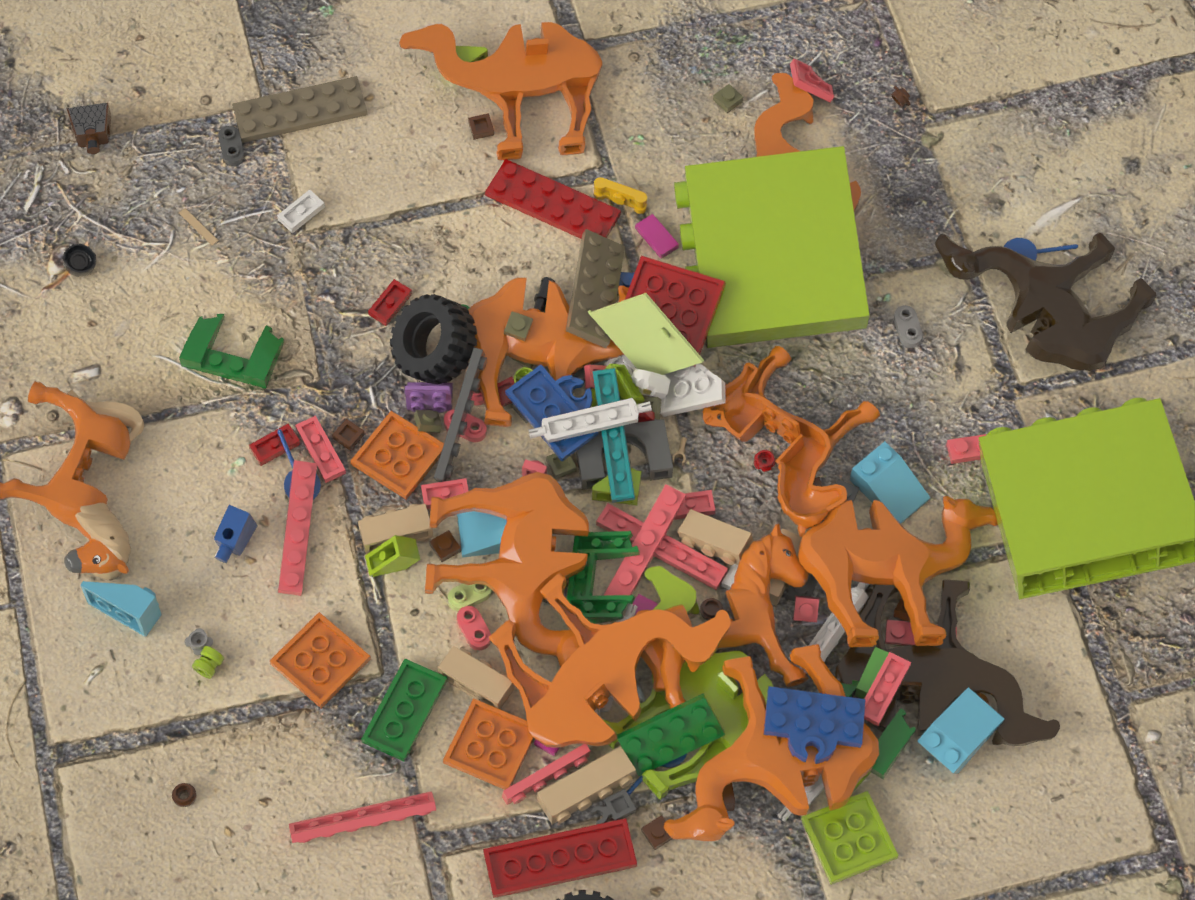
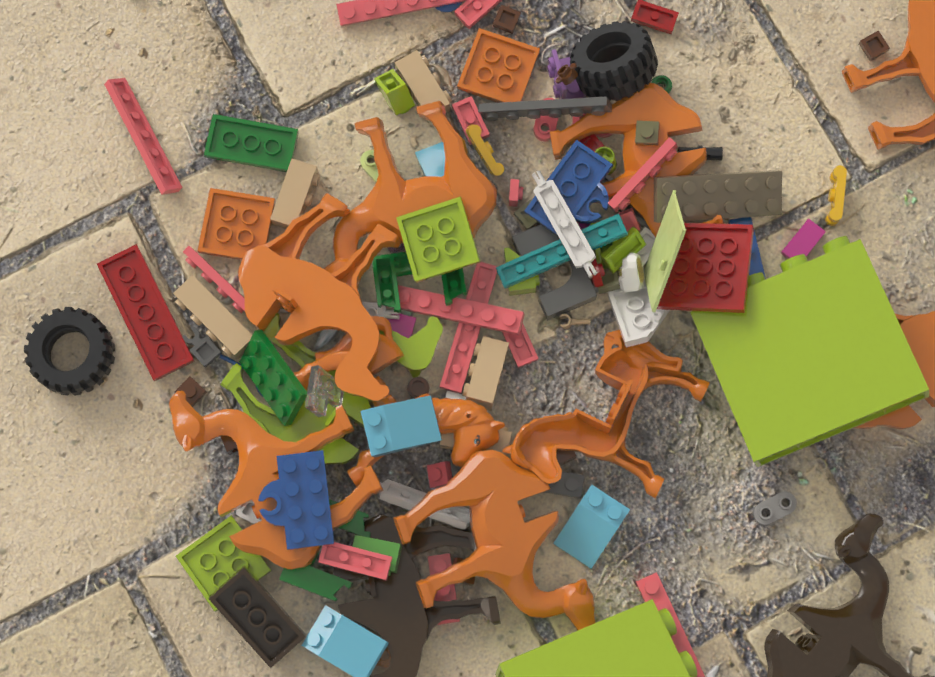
camera: 80 degrees right, 15 degrees up
(320, 660) = (280, 59): orange plate -> none
(428, 421) = (538, 84): olive plate -> none
(438, 378) = (567, 74): none -> reddish brown plate
(445, 546) = (419, 135): reddish brown plate -> none
(473, 626) = (348, 182): coral plate -> none
(484, 481) = (484, 150): none -> yellow plate
(551, 201) = (811, 135): red plate -> none
(556, 331) = (637, 182): none -> coral plate
(575, 534) = (438, 239): none -> lime plate
(703, 680) = (322, 391): none -> clear plate
(759, 615) = (401, 426): none -> medium azure slope
(764, 455) = (589, 396): red plate -> none
(914, 808) = (257, 616): none -> dark brown brick
(1028, 249) = (898, 609): blue piece -> none

